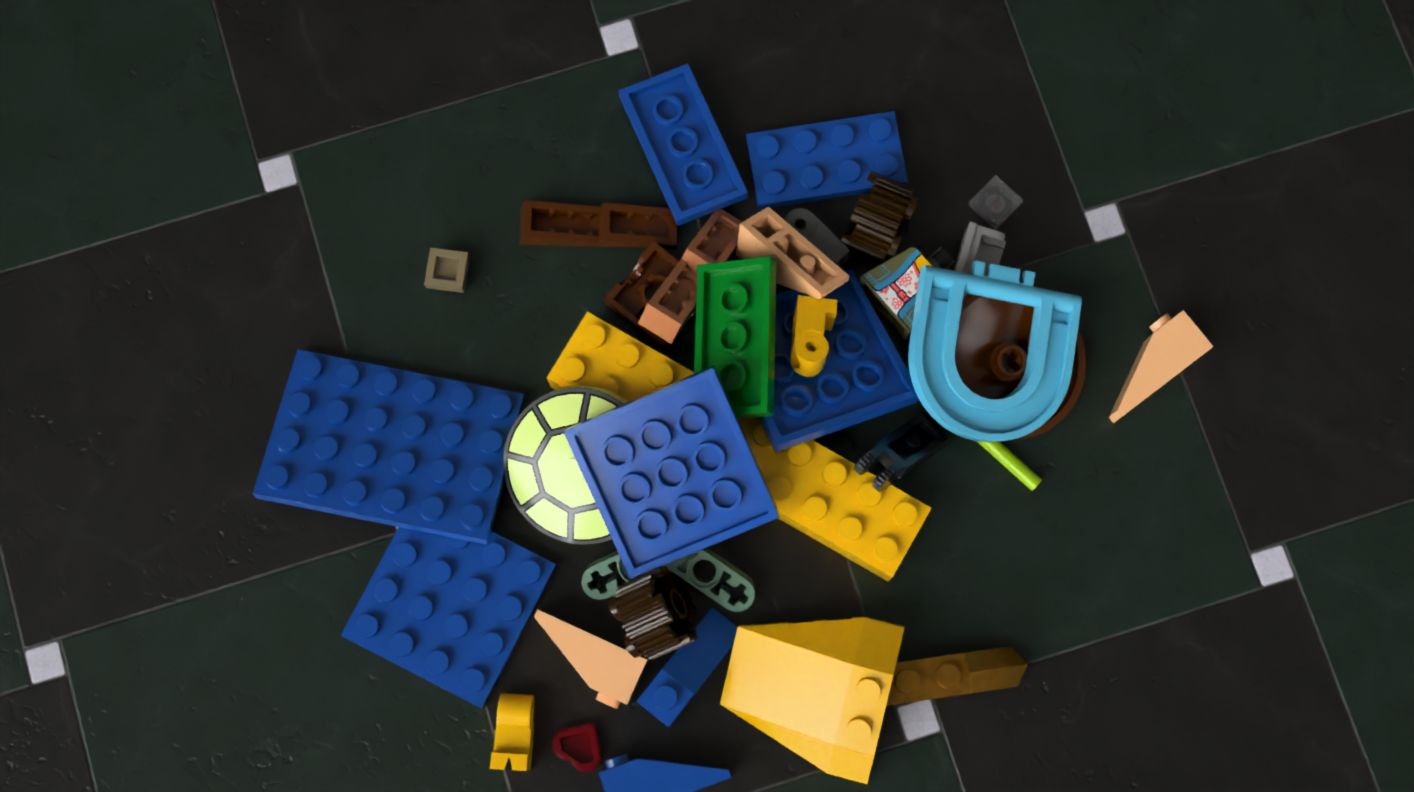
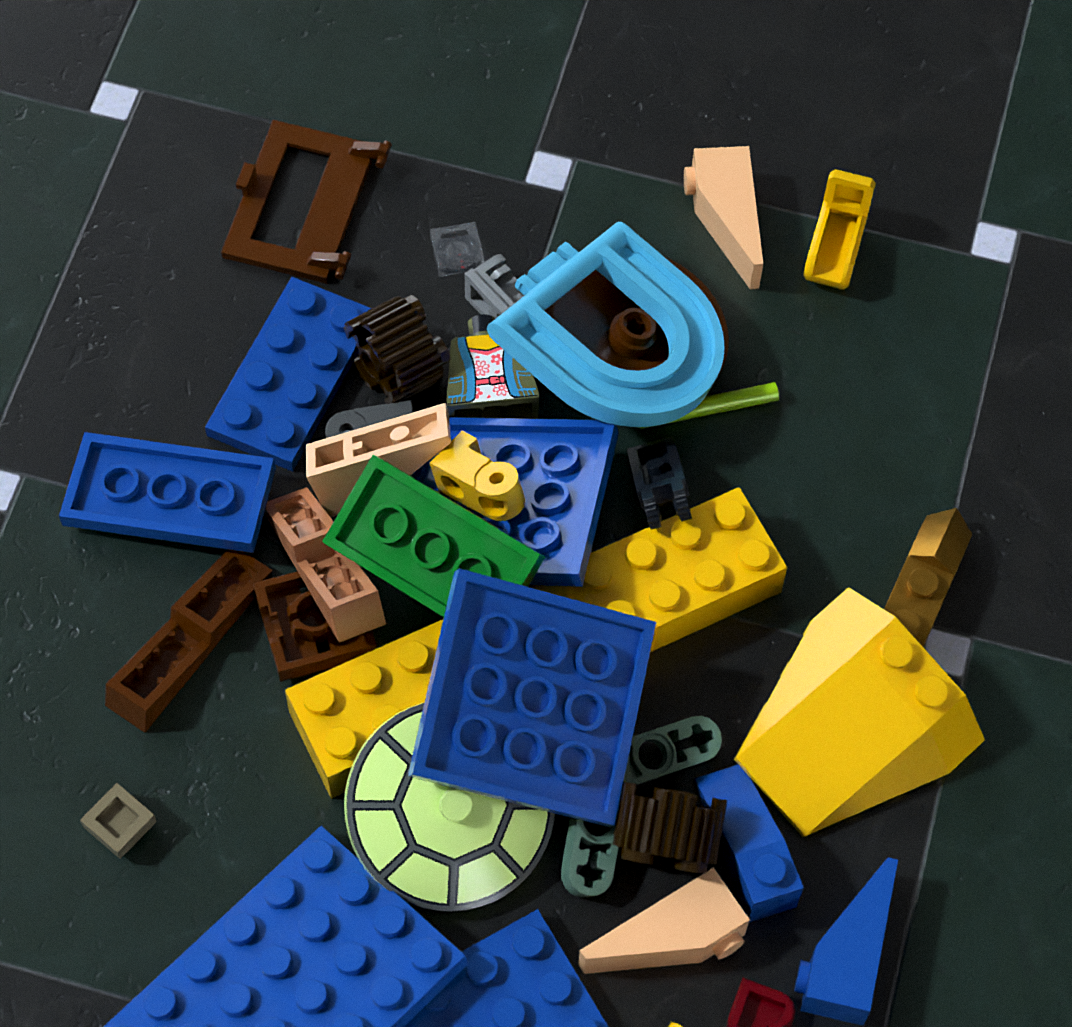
camera: 60 degrees left, 15 degrees down
(968, 99) = (329, 213): none -> reddish brown piece
(1193, 451) = (839, 229): none -> yellow animal

